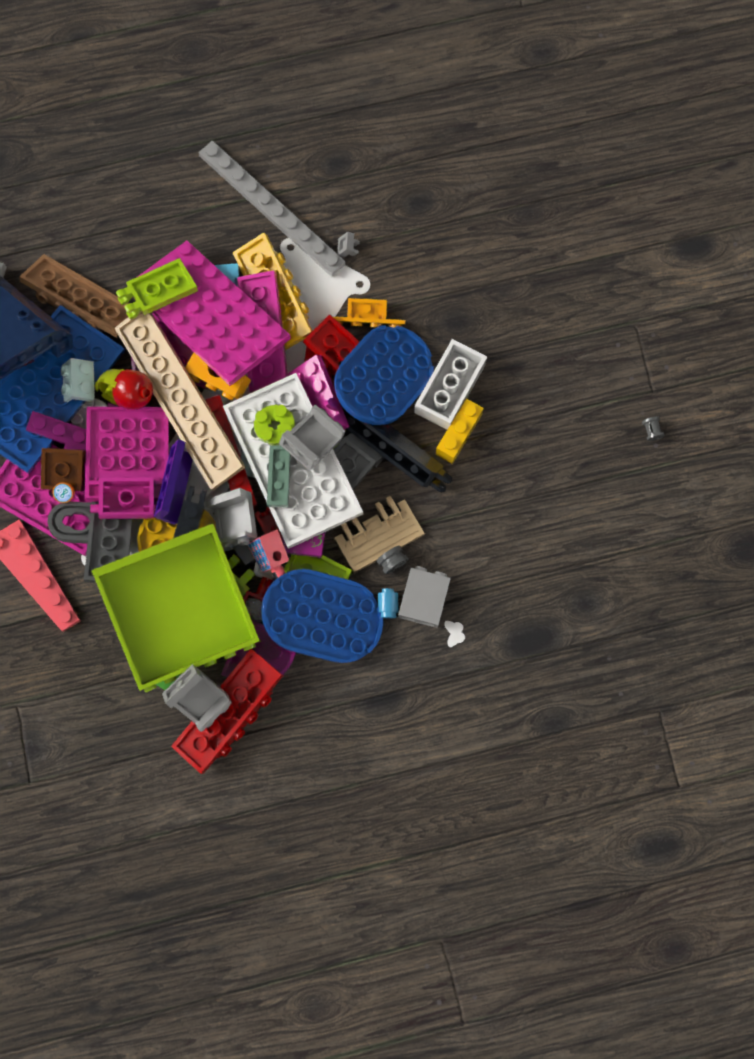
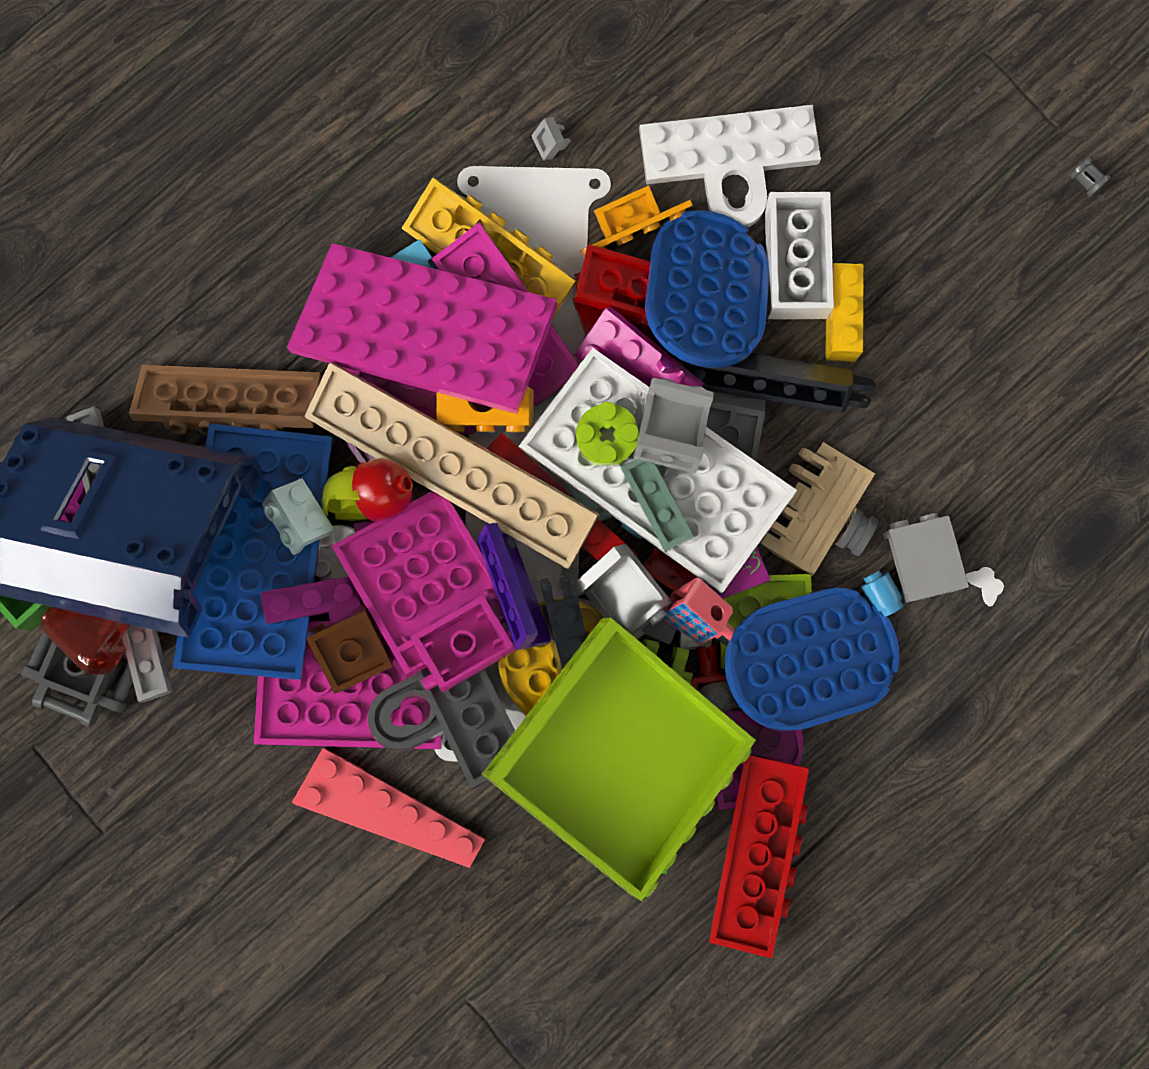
camera: 25 degrees left, 5 degrees up
(63, 492) = (370, 682): tile -> none
(157, 289) = (336, 331): lime tile -> none
(197, 697) = (718, 863): light grey panel -> none
(272, 208) = (417, 140): light grey plate -> none
(449, 302) = (731, 146): none -> white plate

